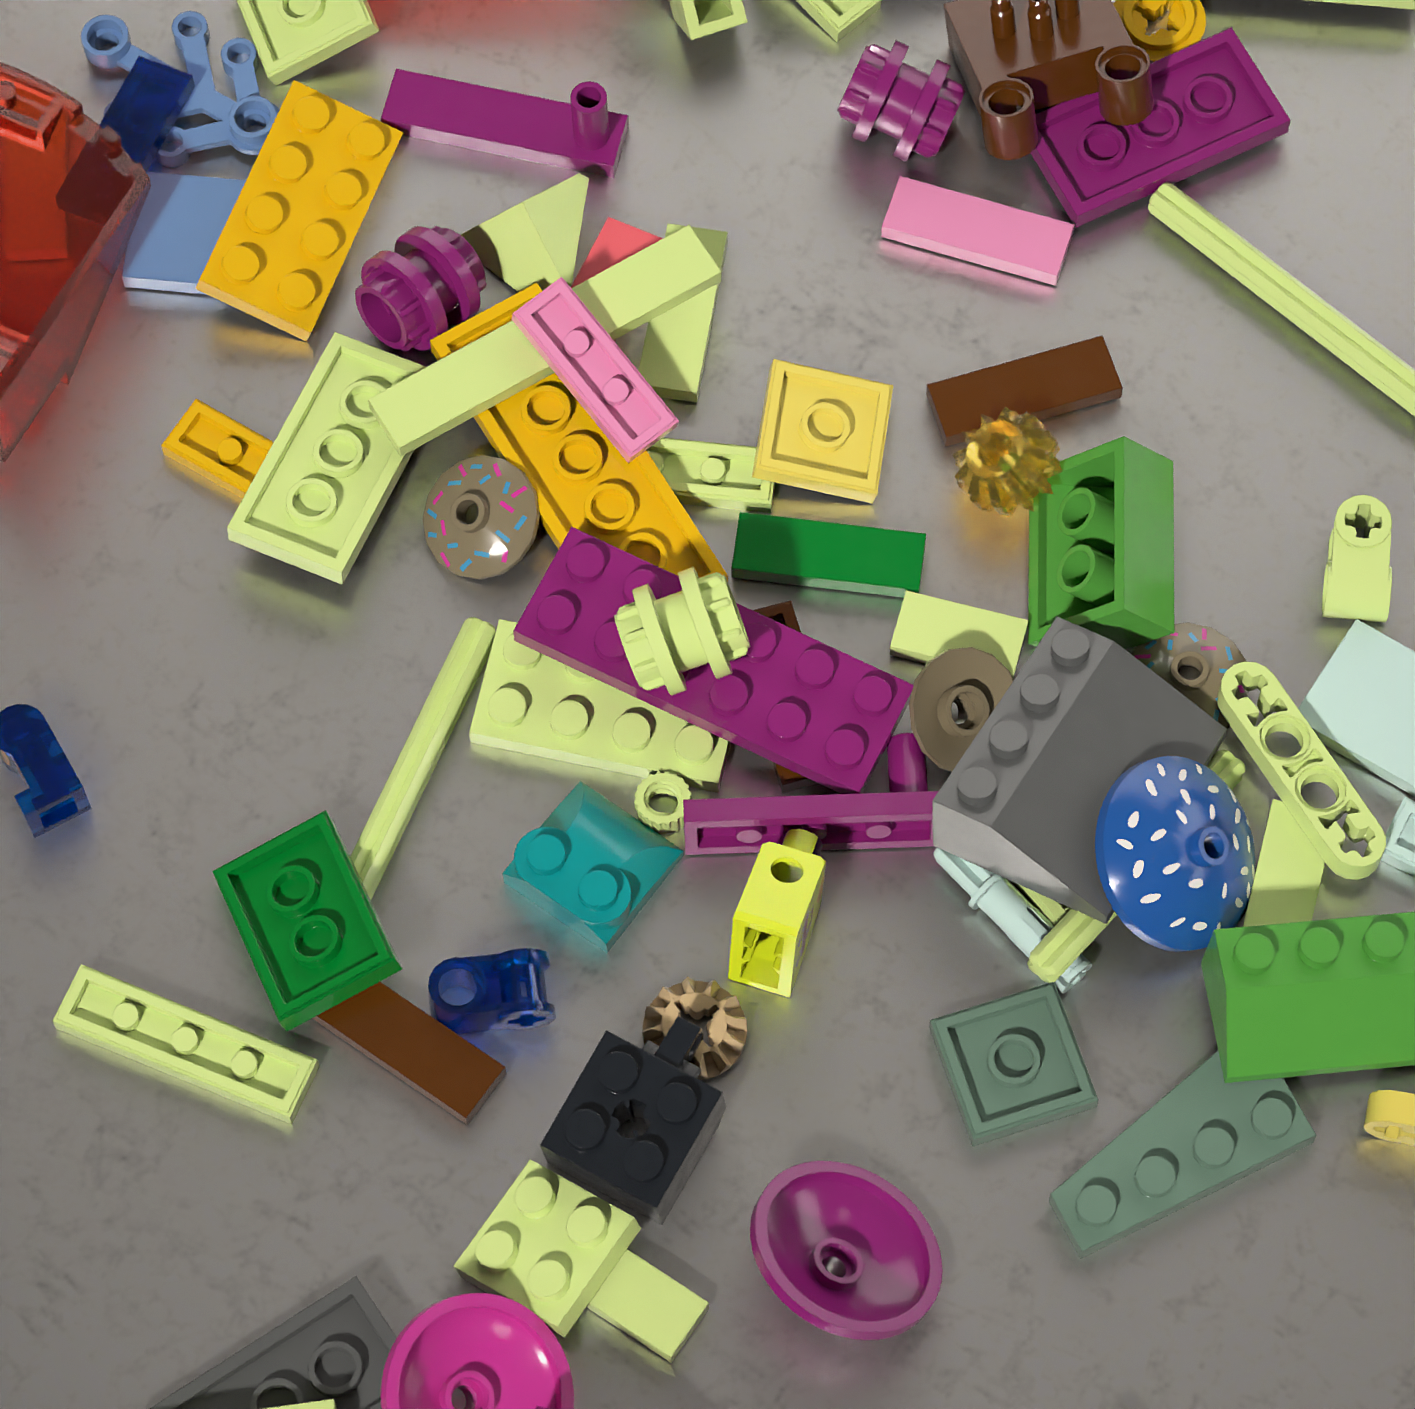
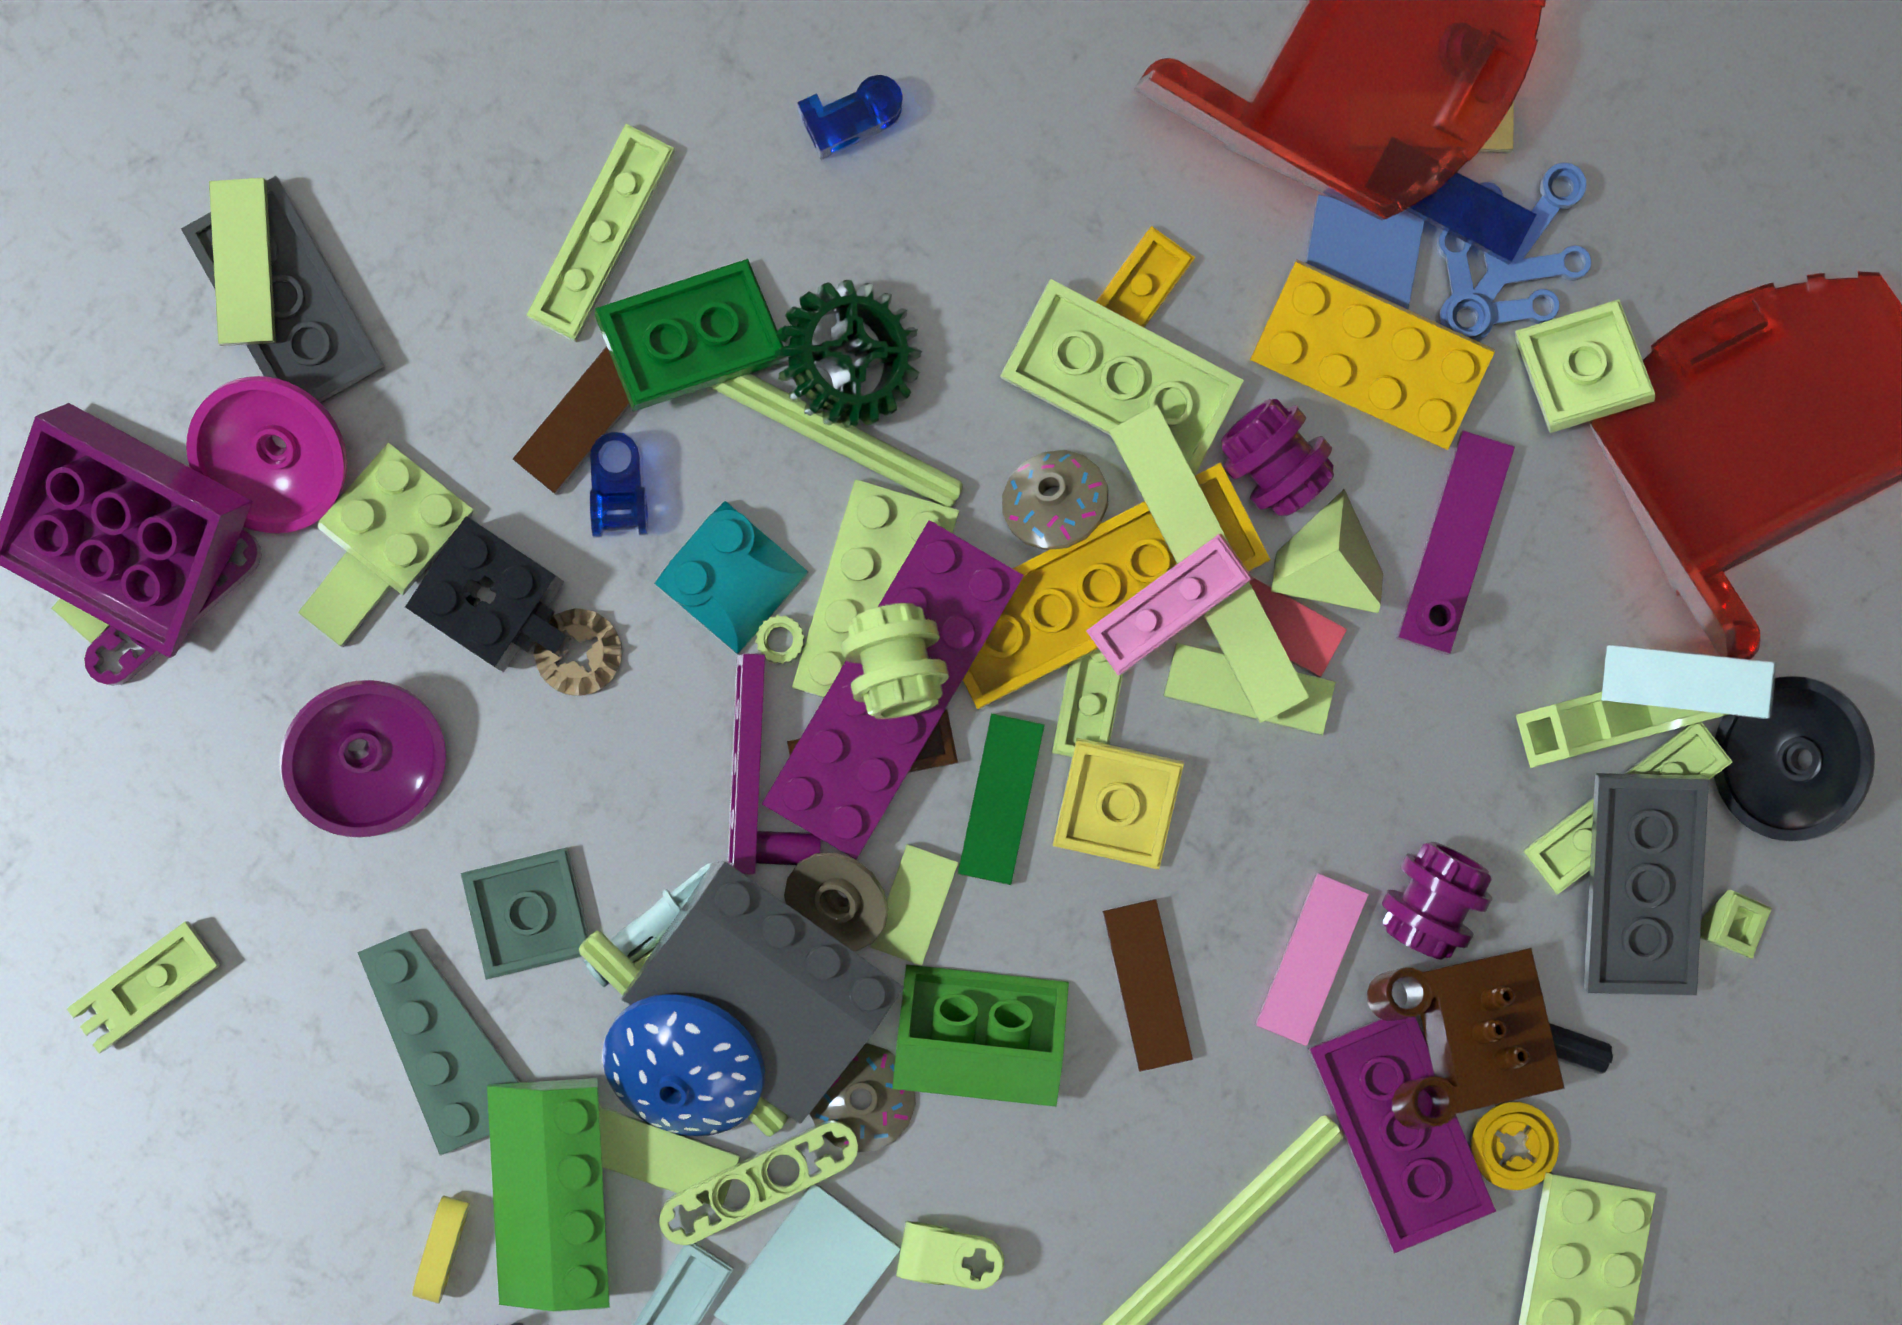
camera: 90 degrees right, 20 degrees up
(322, 739) = (845, 395): none -> dark green gear
(777, 913) = (644, 722): neon yellow torso -> none
(1007, 462) = (1062, 980): clear yellow gear -> none

